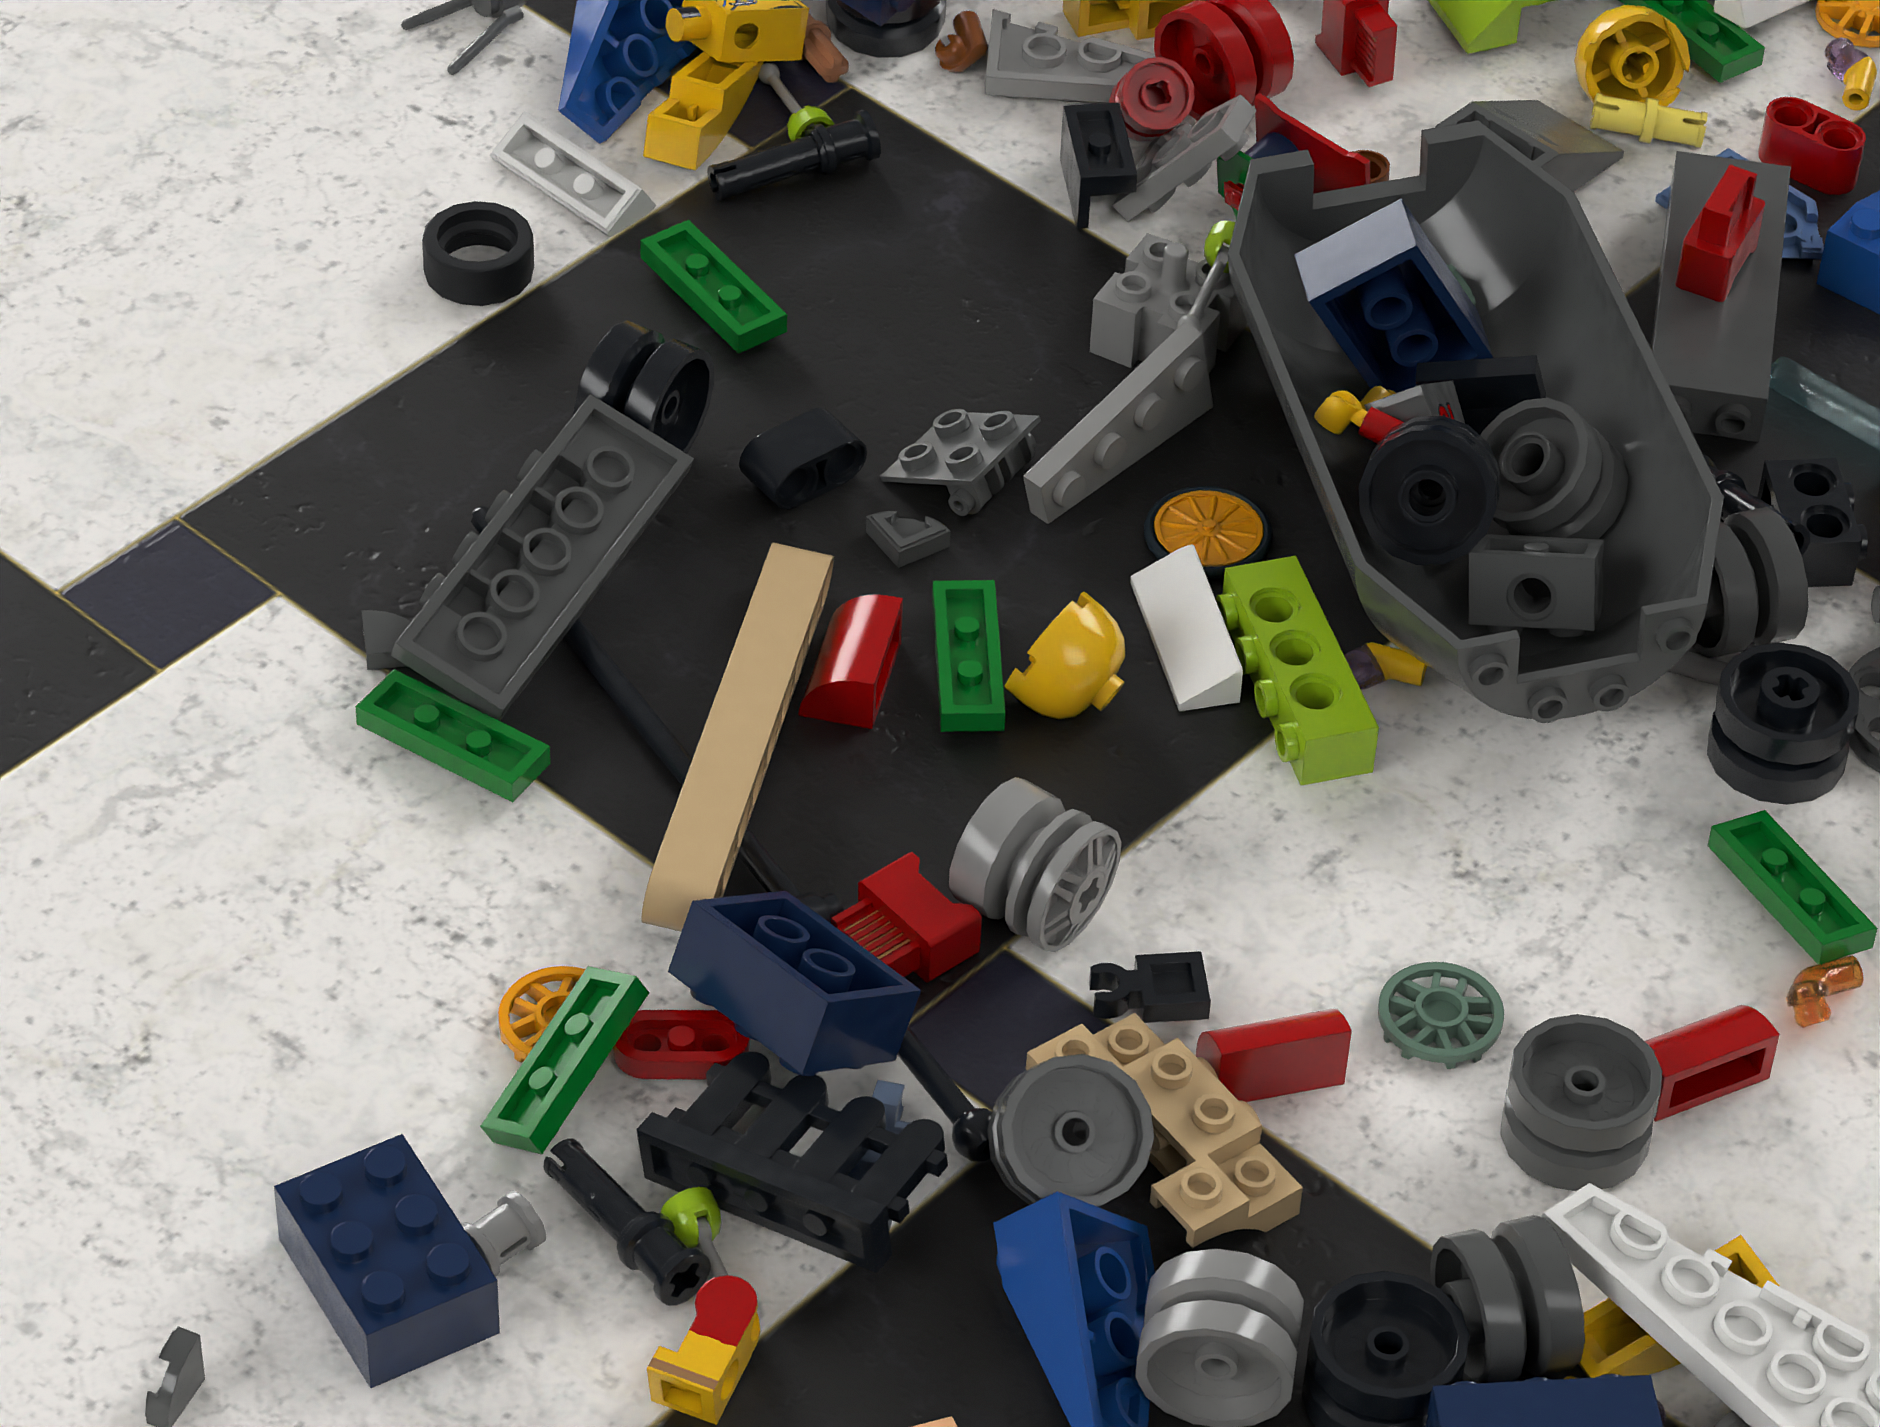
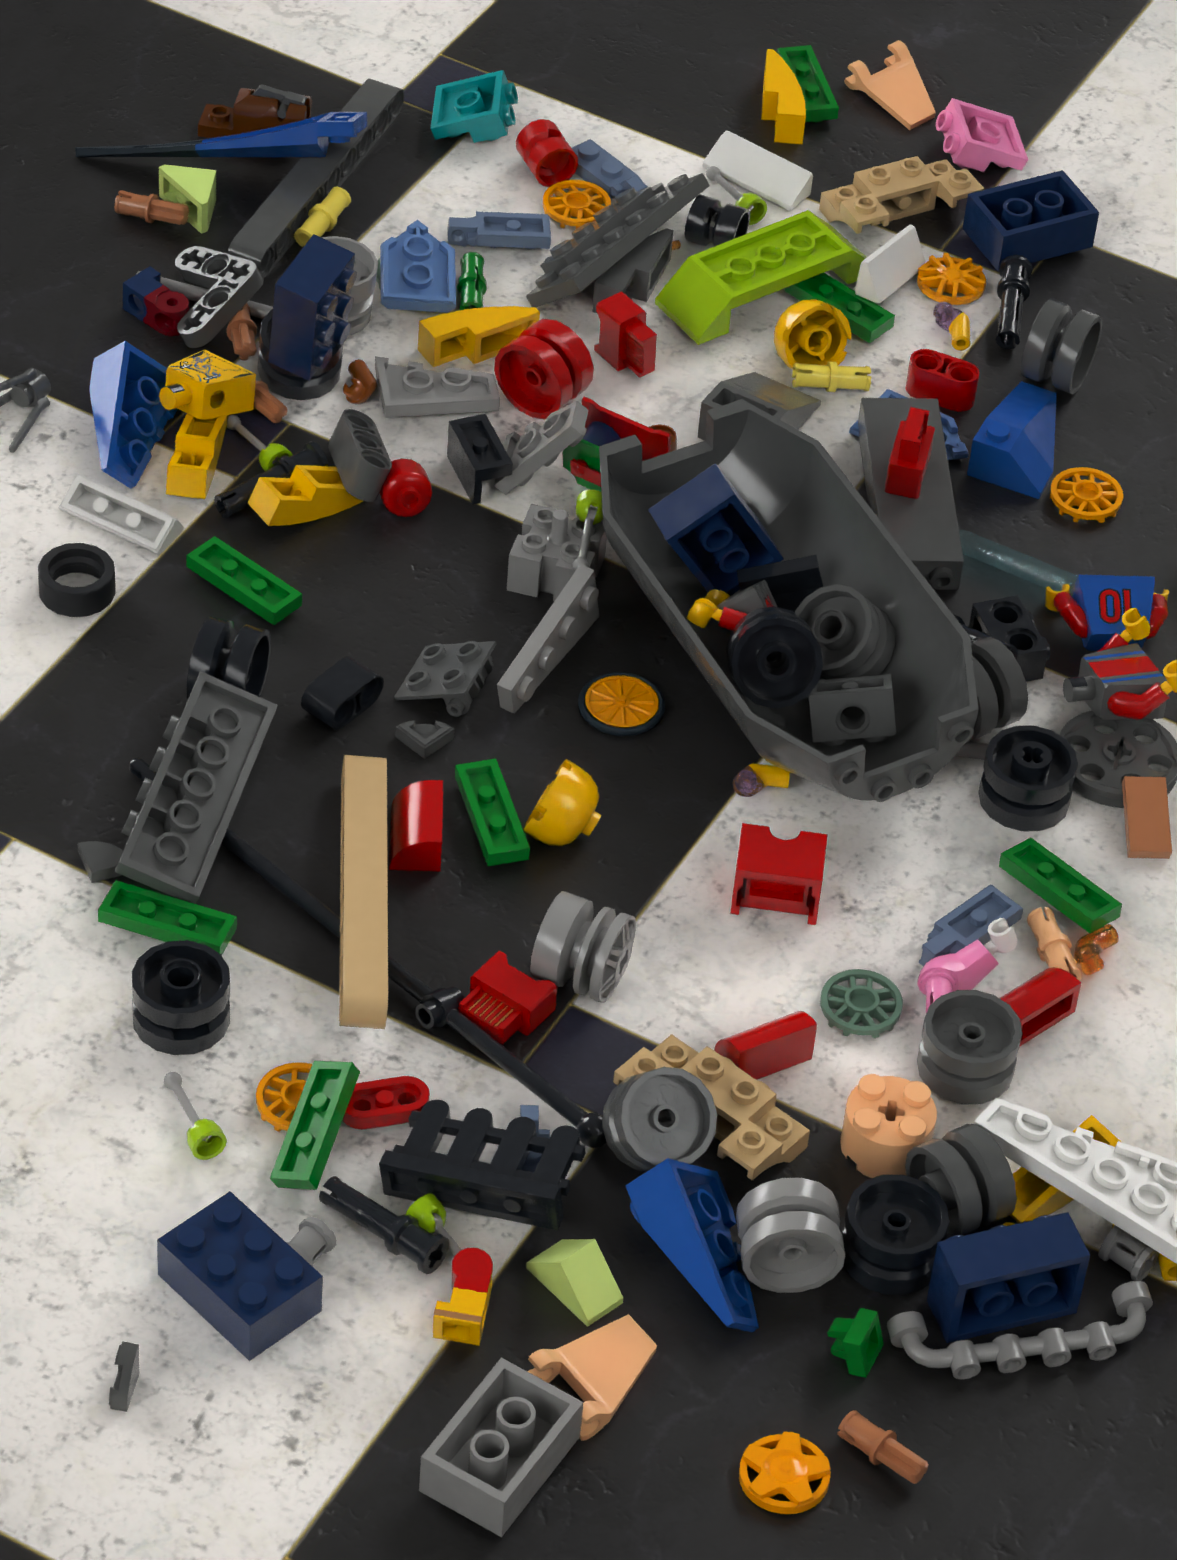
camera: 15 degrees left, 0 degrees up
(397, 1047) = (202, 1128): none -> lime hinge
(430, 847) = (181, 997): none -> black wheel
(793, 982) = (452, 1049): dark blue brick -> none
(842, 182) = (302, 498): none -> yellow slope
(890, 1351) = (578, 1278): none -> yellowish green slope
(926, 137) = (359, 455): none -> dark grey beam
(979, 190) = (406, 485): none -> red head
(1153, 98) = (499, 407): red wheel -> none
(1160, 985) = (682, 1013): black plate -> none
(1188, 631) = (630, 773): white slope -> none
(1298, 671) = (704, 783): lime brick -> none
(1363, 802) = (779, 872): none -> red piece
(1419, 1187) = (885, 1122): none -> light nougat brick
(1617, 983) = (967, 966): none -> bright pink arm
(1635, 928) = (969, 923): none -> sand blue hinge
(1757, 971) = (1052, 943): none -> light nougat pin

